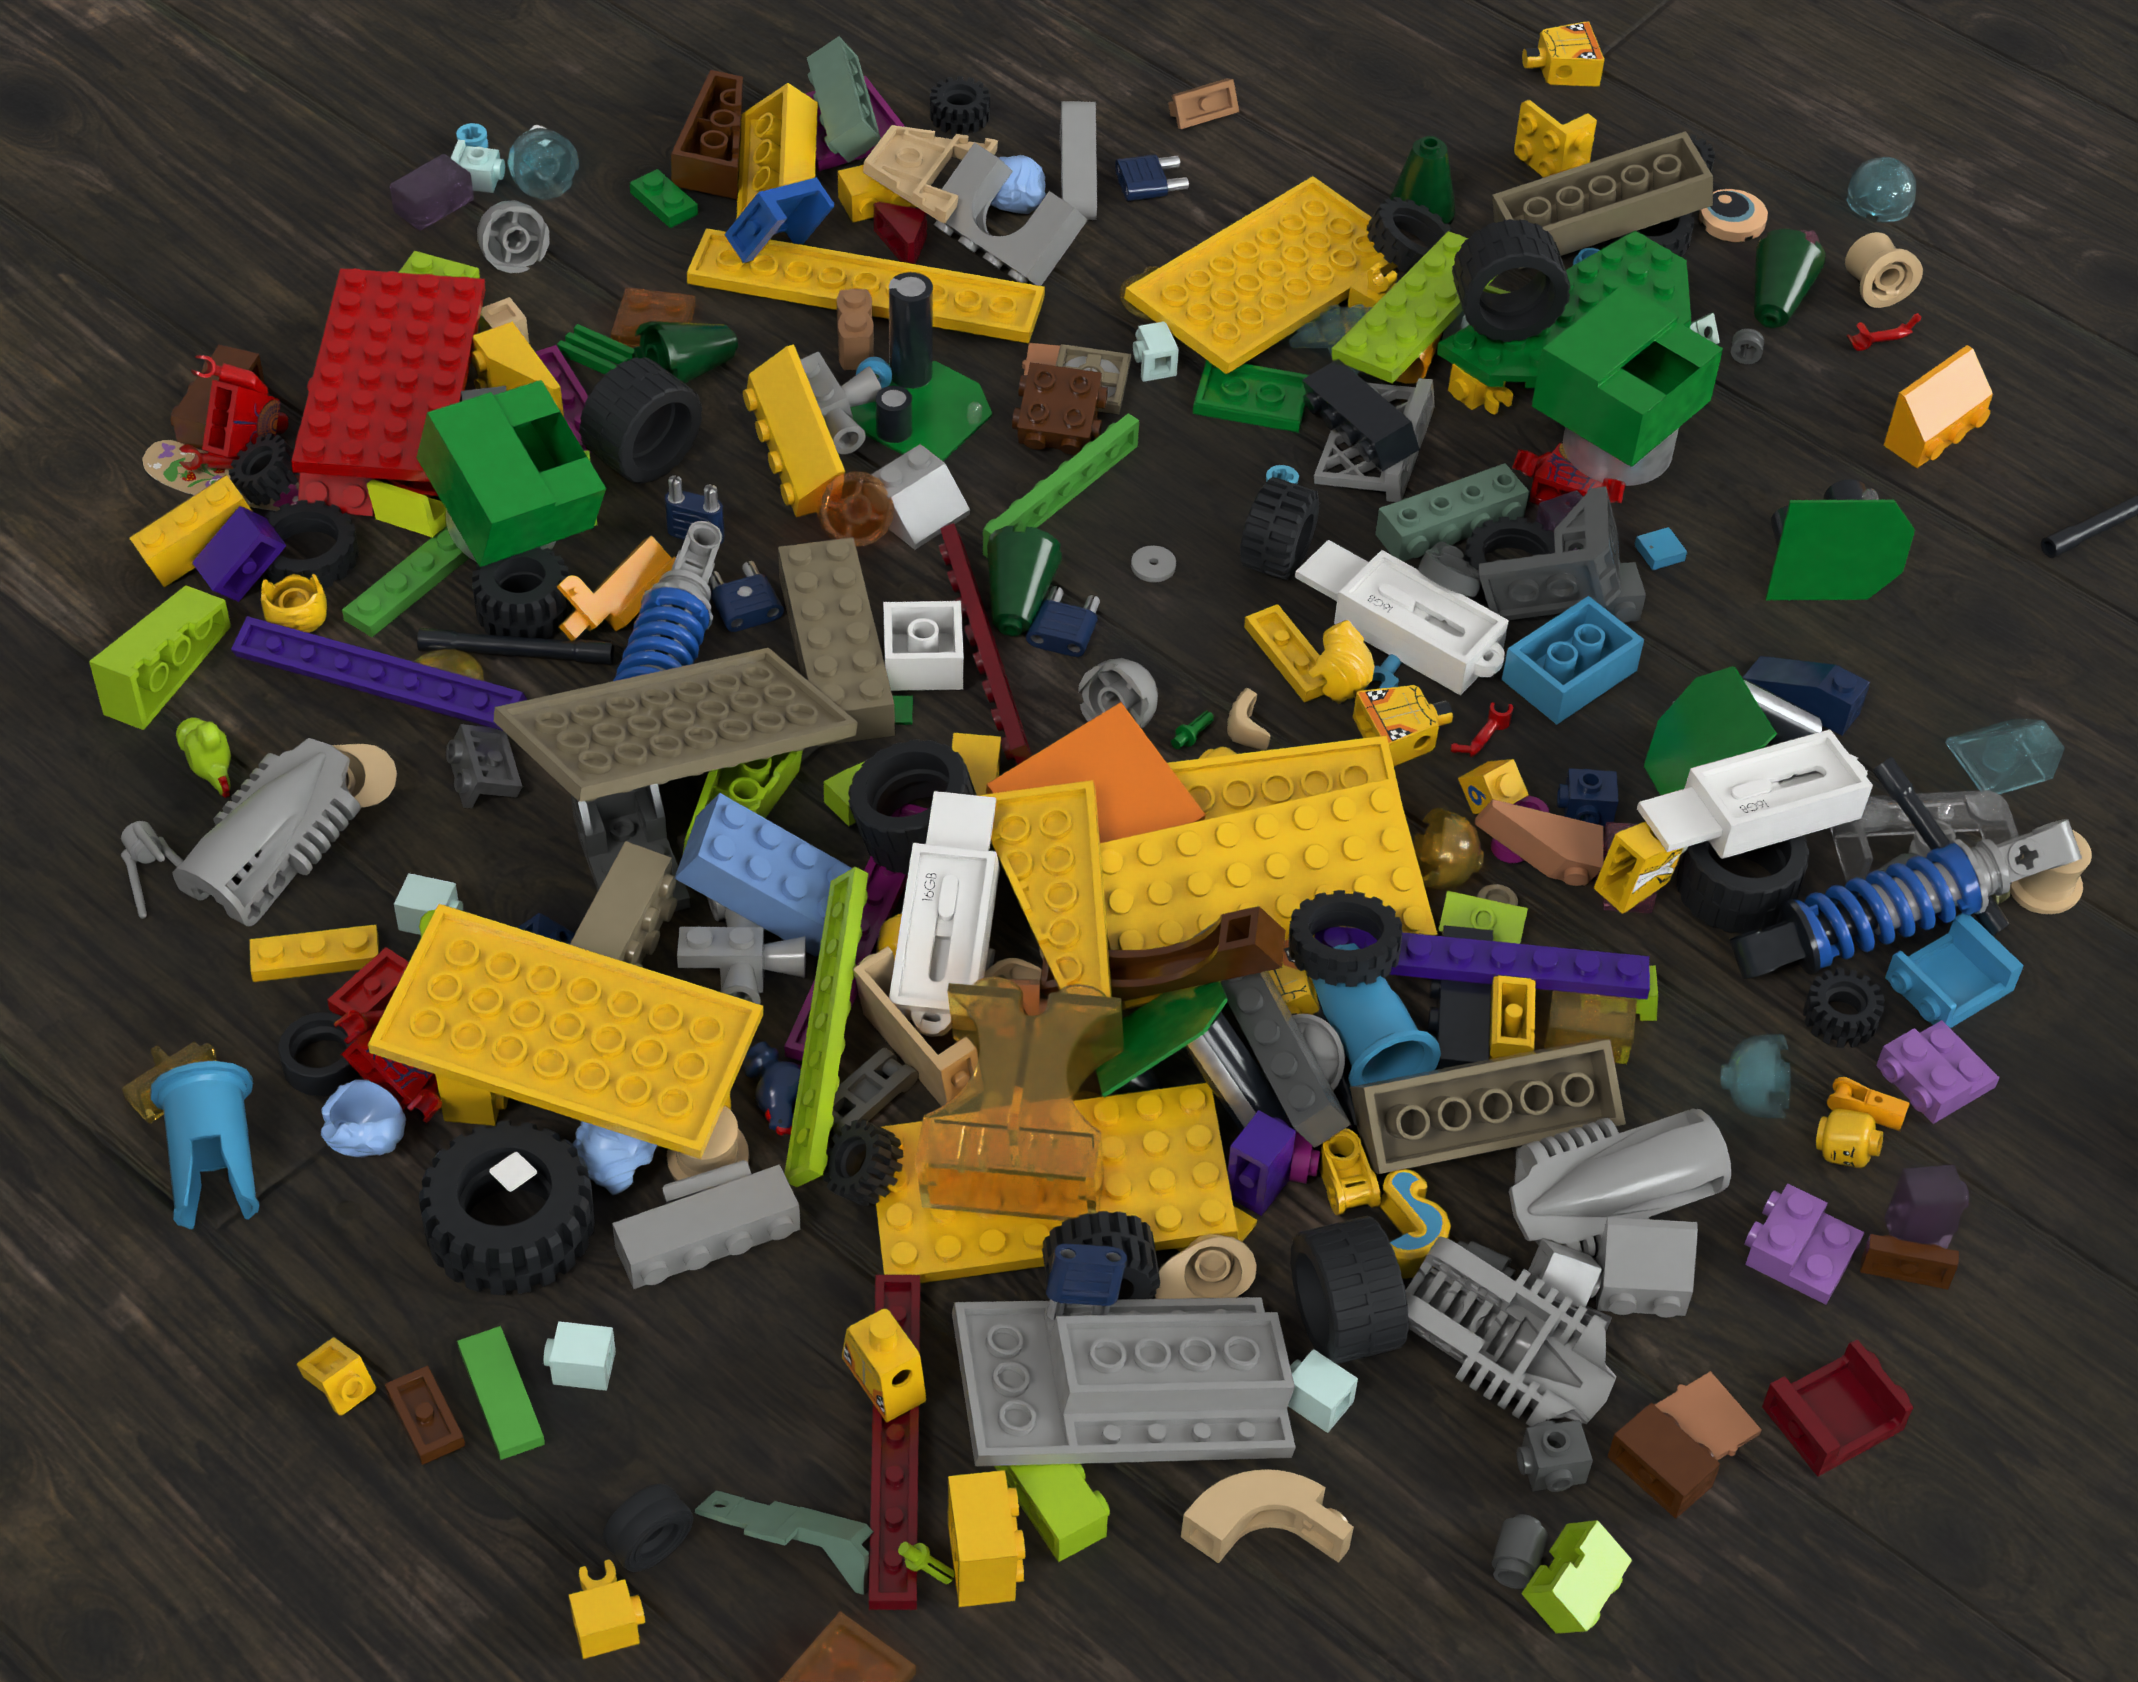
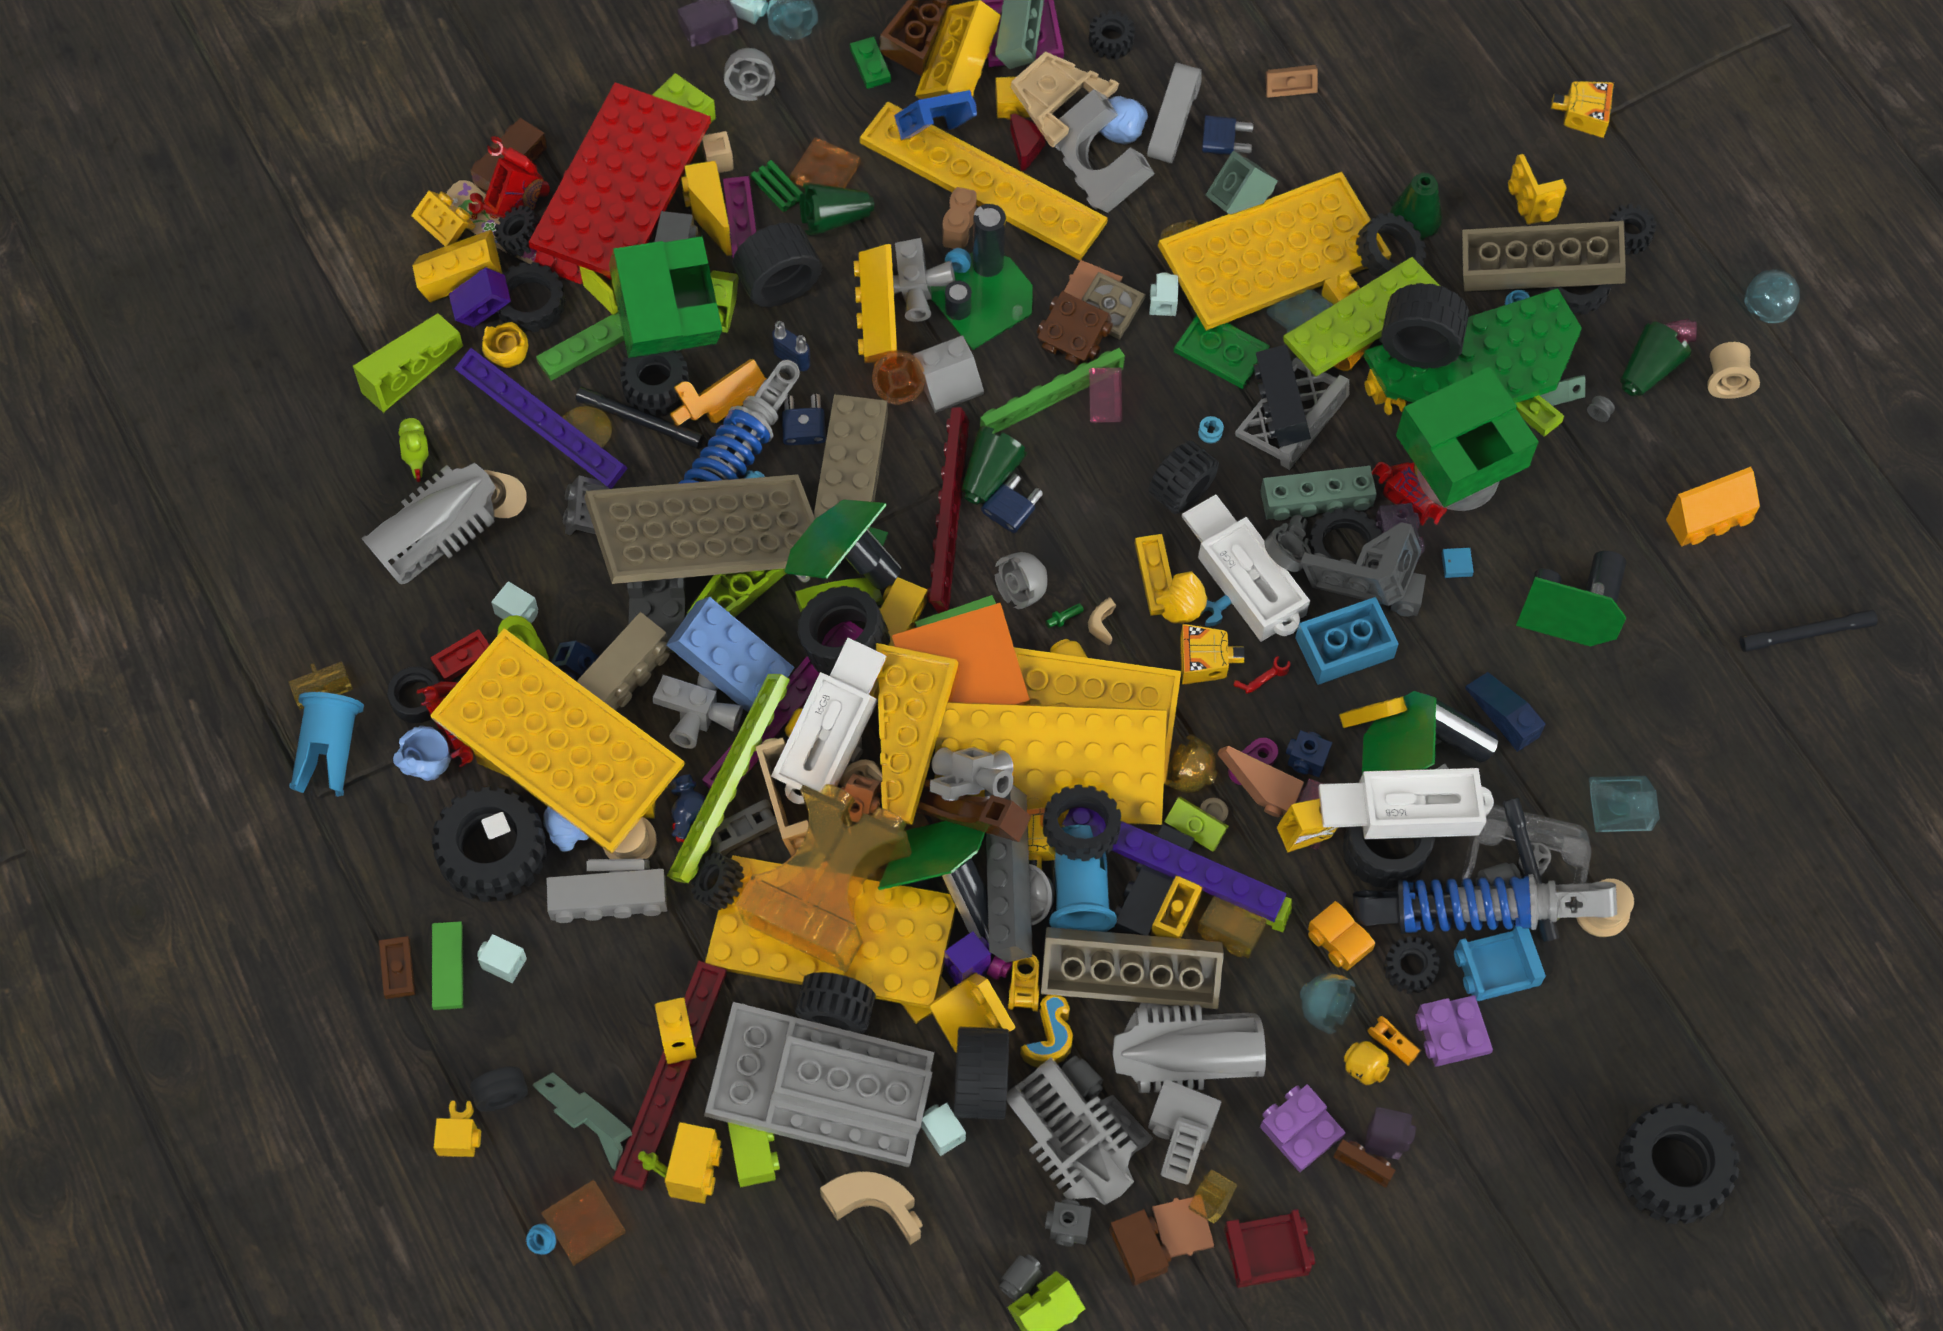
camera: 20 degrees right, 15 degrees up
(143, 846) = (354, 506): light grey plant -> none
(146, 484) = (442, 218): none -> yellow bracket
(313, 953) = (435, 616): yellow plate -> none
(338, 1374) = (354, 924): yellow bracket -> none
(882, 681) = (842, 534): none -> green piece
(923, 645) = (908, 497): white brick -> none
(1085, 1277) = (813, 1016): dark blue piece -> none
(1136, 467) = (1105, 394): none -> clear pink hinge
(1164, 560) = (1090, 479): light grey wheel -> none
(1169, 912) = (970, 772): none -> light grey brick
(1198, 210) = (1241, 185): none -> sand green slope
(1208, 1269) = (905, 1025): tan piece -> none
(1289, 1204) = (970, 1005): none -> yellow bracket
(1495, 781) = (1245, 725): yellow brick -> none
(1567, 1271) = (1130, 1101): light grey brick -> none
(1650, 723) = (1373, 712): none -> yellow beam
(1664, 1340) = (1179, 1168): none -> light grey slope
(1732, 1362) = (1212, 1196): none -> clear yellow panel
(1734, 215) = (1648, 286): light nougat tile -> none
(1736, 997) = (1340, 936): none -> light orange brick
(1865, 338) = (1694, 424): red piece -> none

